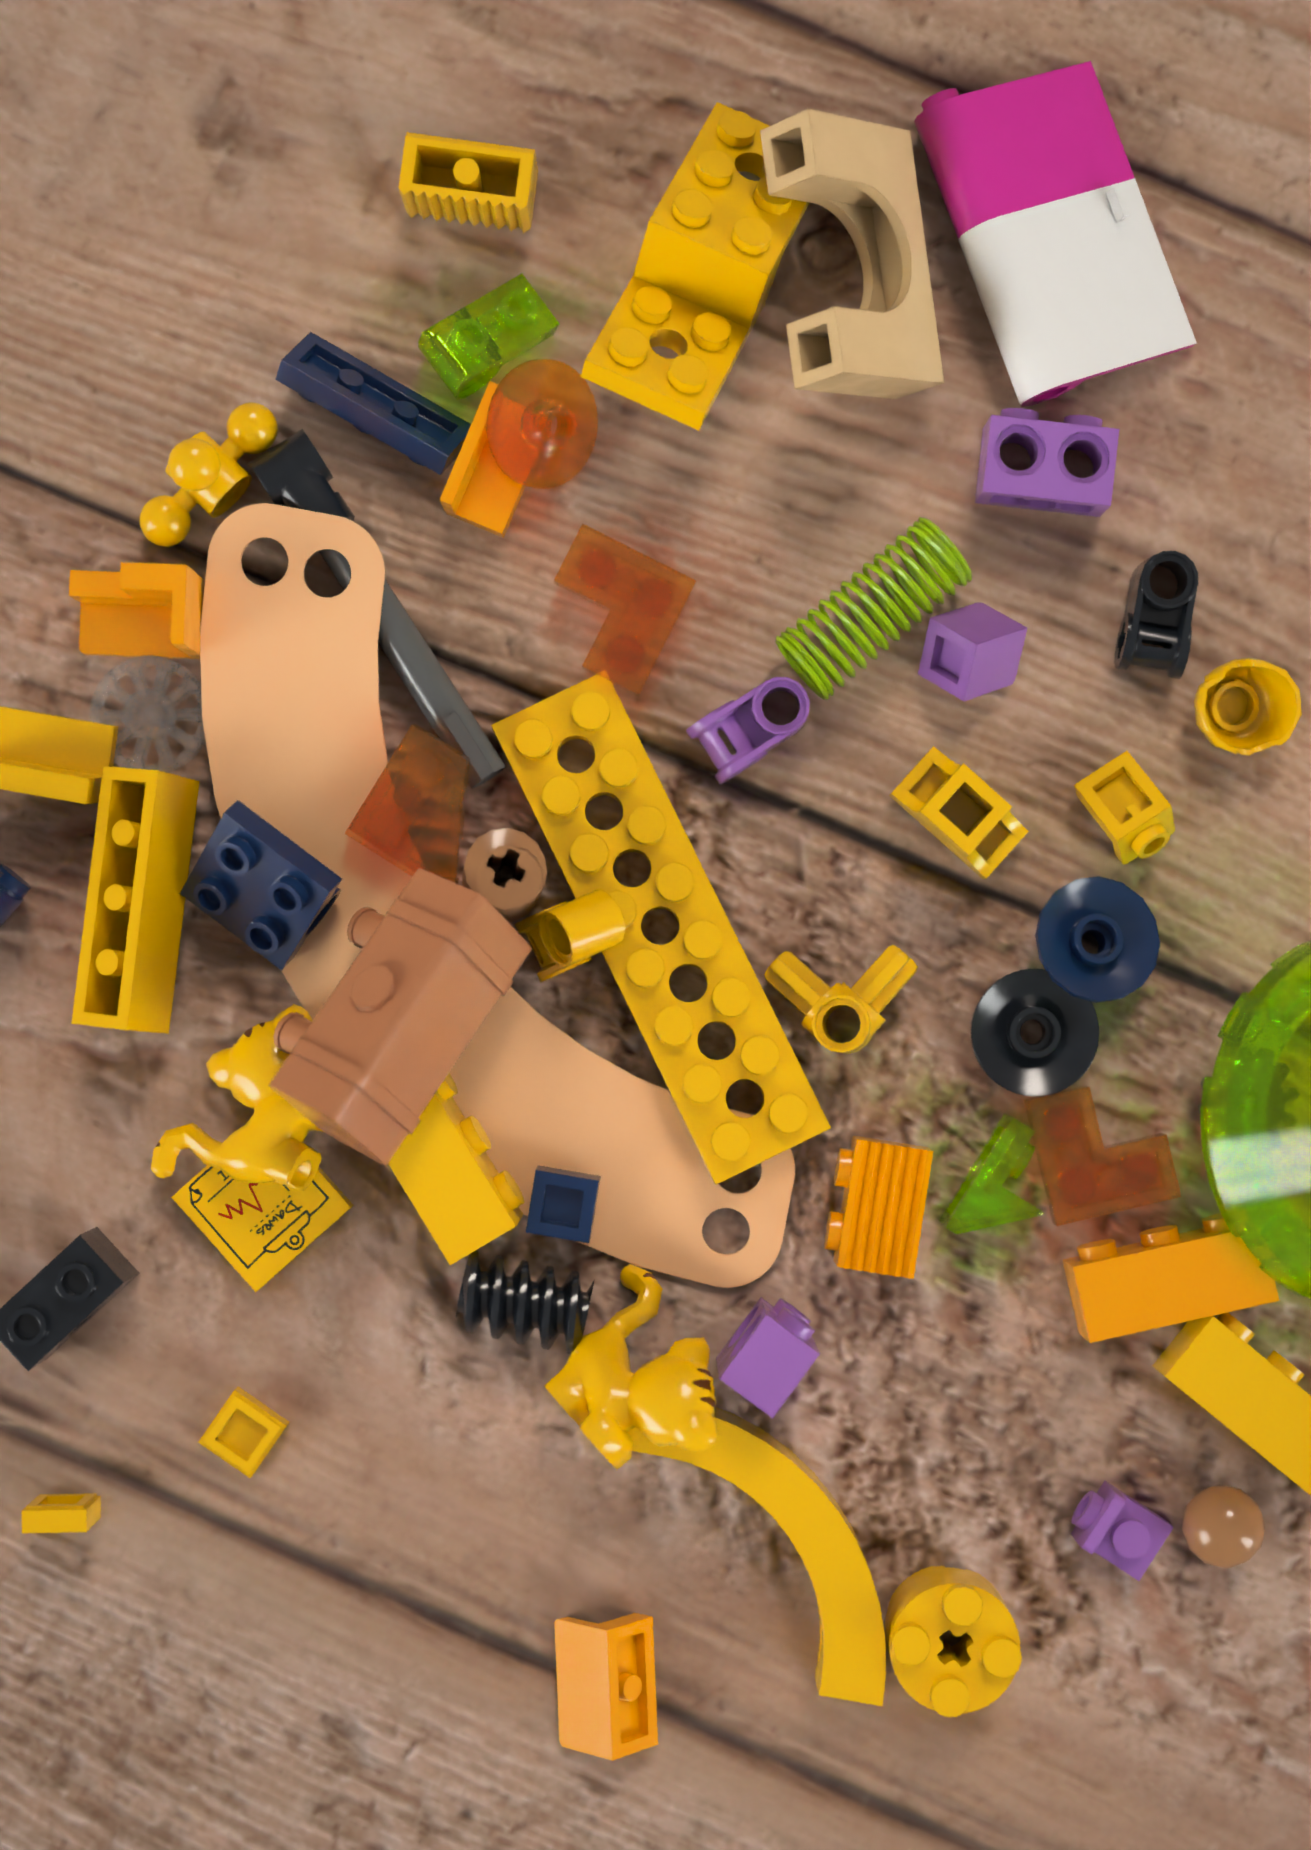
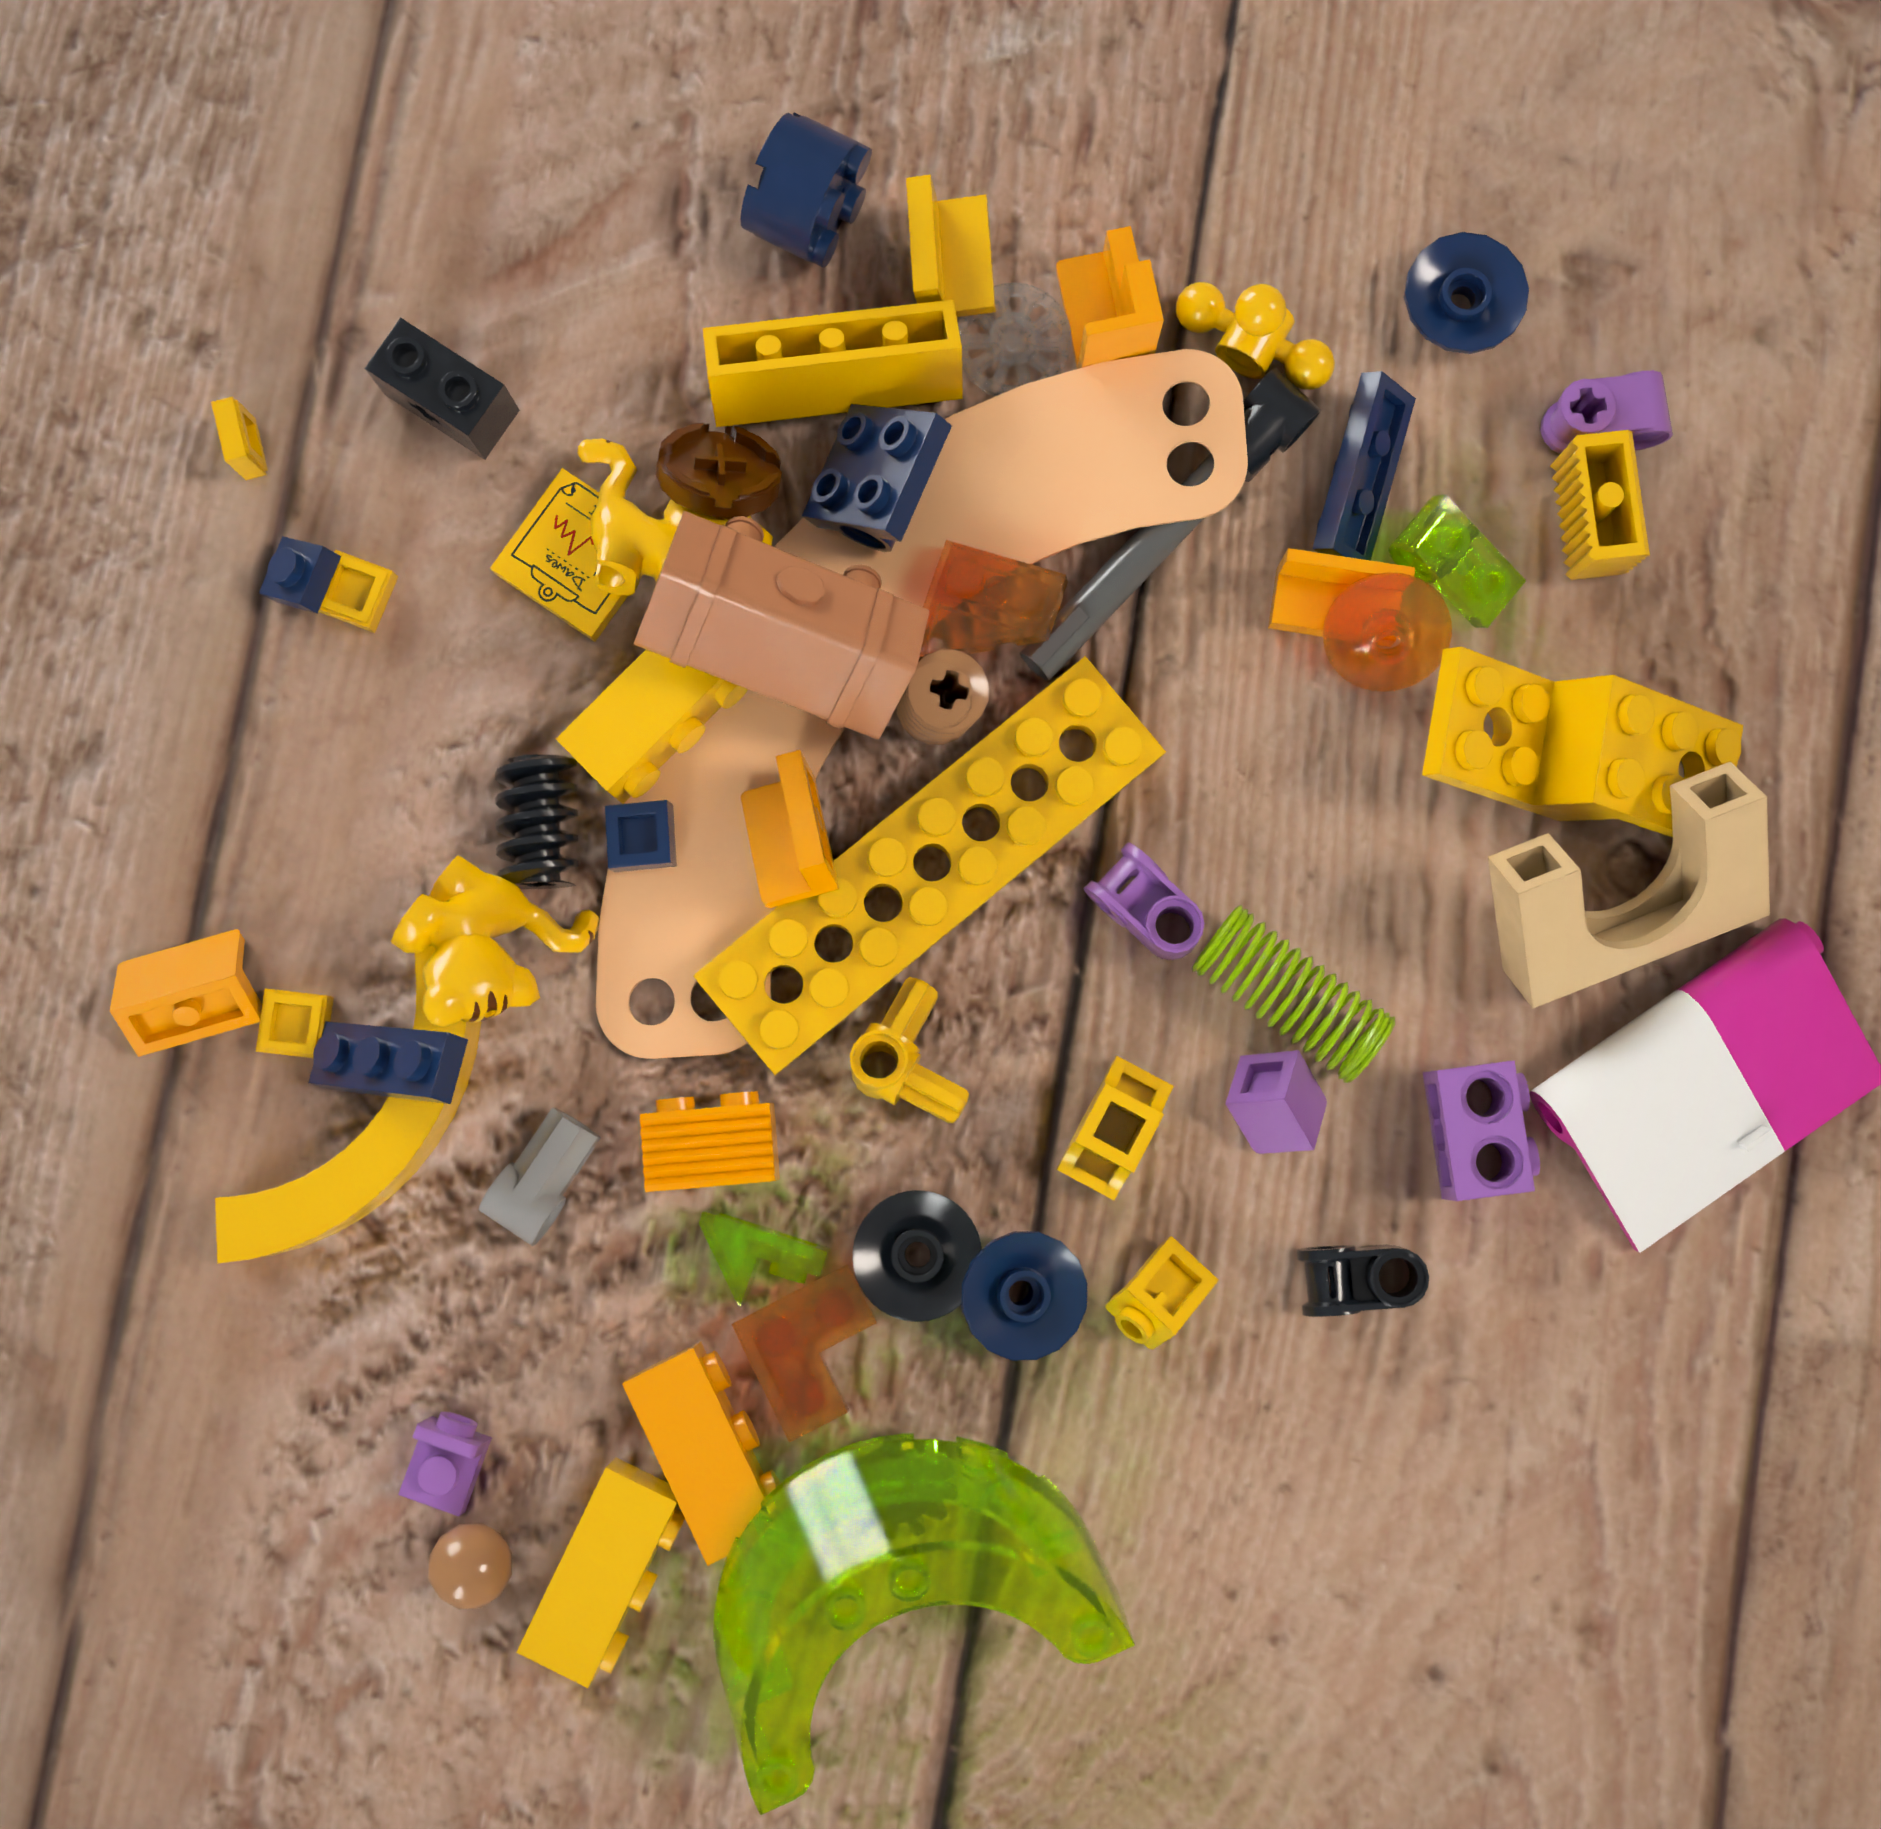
camera: 80 degrees right, 5 degrees down
(199, 230) = (1481, 272): none -> dark blue dish
(215, 1483) = (299, 574): none -> dark blue plate
(217, 1041) = (719, 471): none -> reddish brown tile
(373, 142) = (1608, 405): none -> medium lavender piece
(573, 932) = (904, 779): yellow piece -> none
(601, 1059) = (789, 835): none -> light orange panel
(641, 602) = (1236, 772): clear orange plate -> none
(662, 1584) = (292, 1022): none -> yellow tile
(729, 1498) = (388, 1061): none -> dark blue plate
(768, 1355) = (537, 1066): medium lavender brick -> none
(880, 1388) = (531, 1191): none -> light grey piece
(956, 1676) = (261, 1318): yellow brick -> none
(1247, 706) = (1293, 1389): yellow hair -> none

